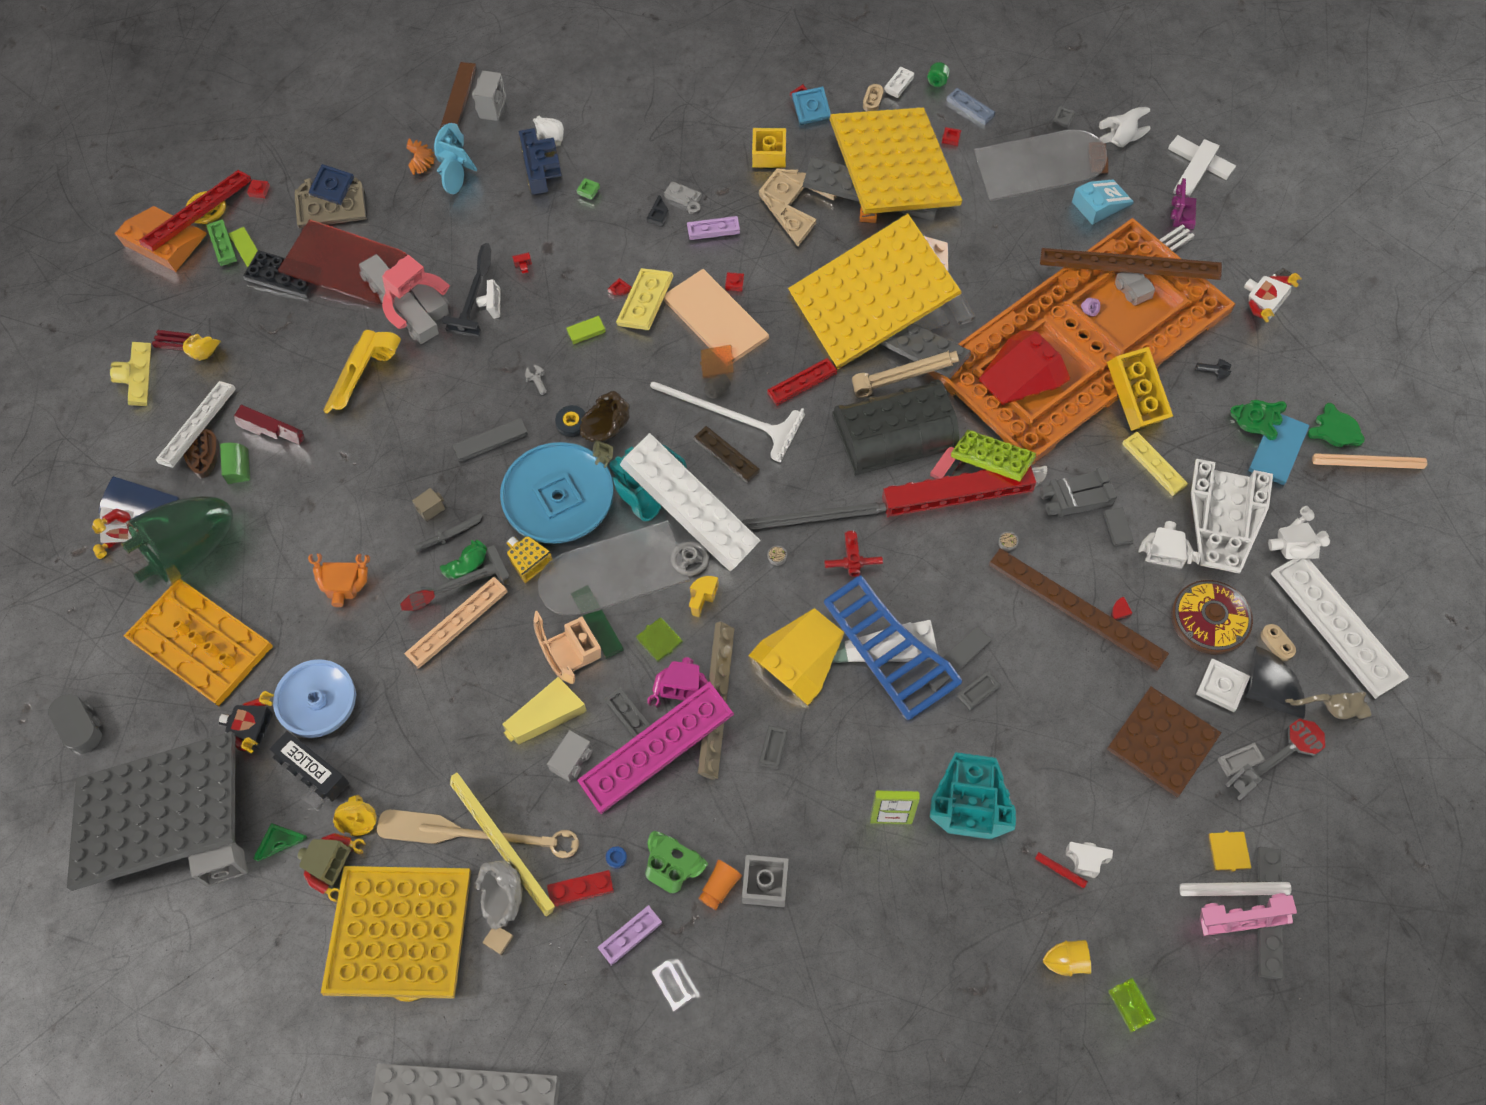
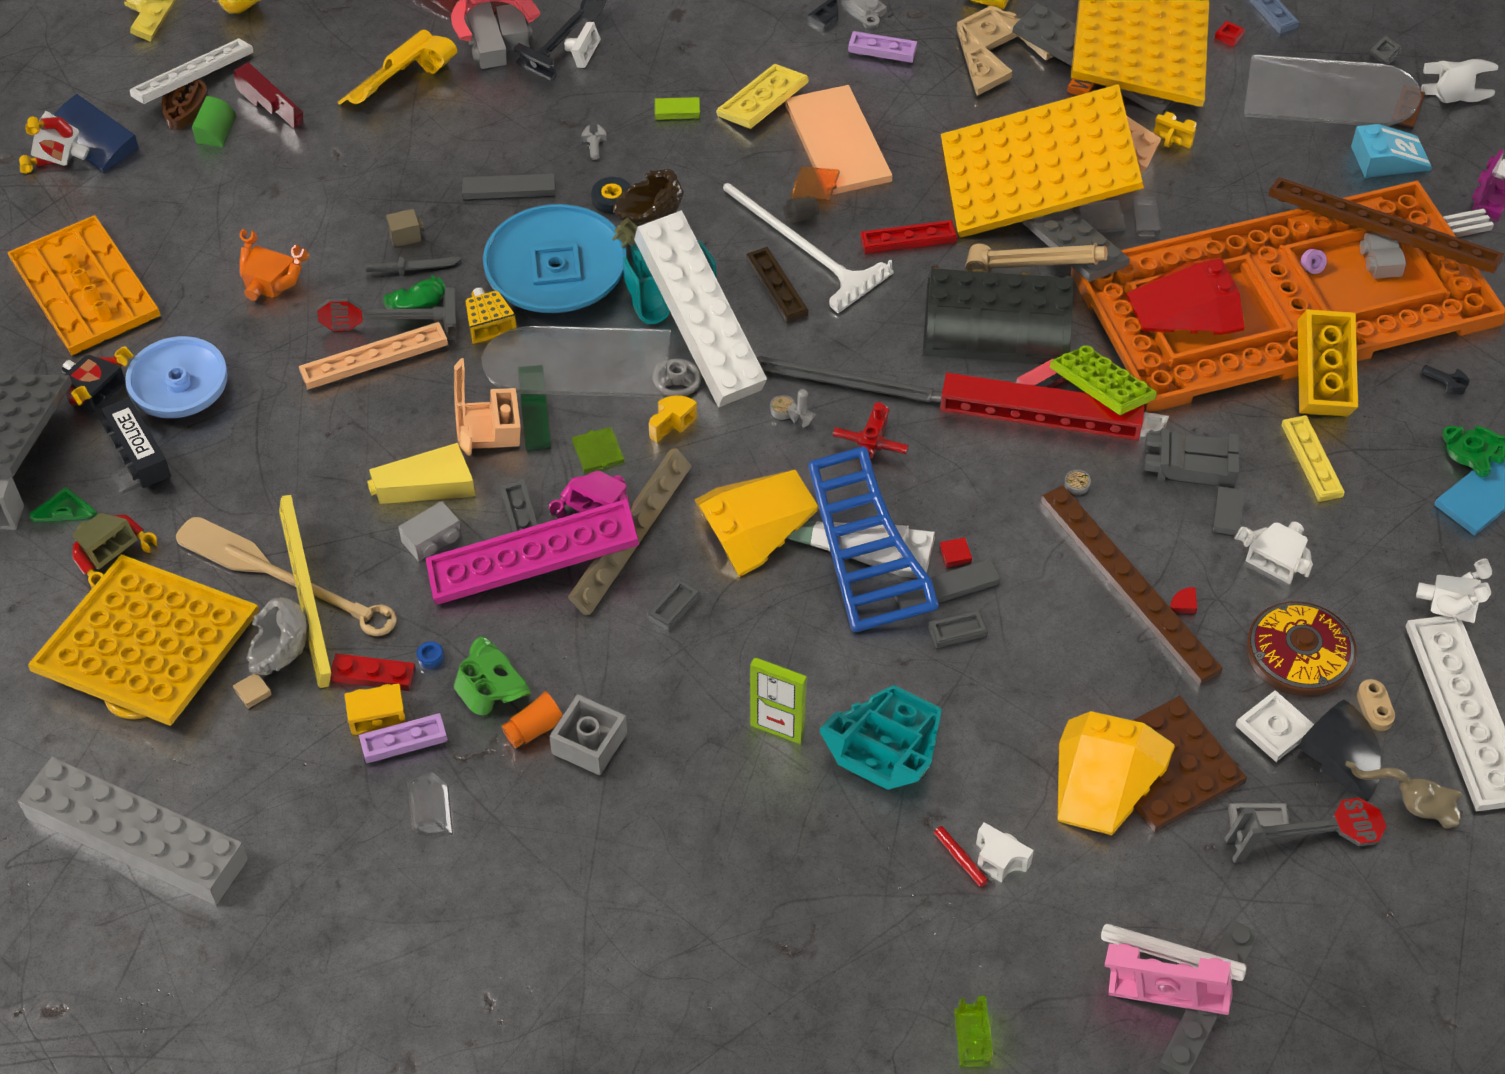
camera: 20 degrees right, 10 degrees down
(178, 536) = (113, 167): clear green windscreen -> none
(355, 817) = (157, 508): yellow tile -> none
(522, 261) = (638, 17): red tile -> none
(598, 919) = (374, 708): none -> yellow brick
(619, 287) = (738, 77): red tile -> none
(734, 282) = (880, 110): red plate -> none
(794, 555) = (800, 410): none -> light grey bar
(950, 232) = (1175, 131): none -> yellow hips
(950, 629) = (955, 552): none -> red tile
(1069, 958) = (919, 948): yellow helmet -> none
(1130, 766) = (1107, 769): none -> yellow wedge
(1227, 514) = (1375, 536): white wedge -> none
(1229, 851) = (1191, 913): yellow piece -> none

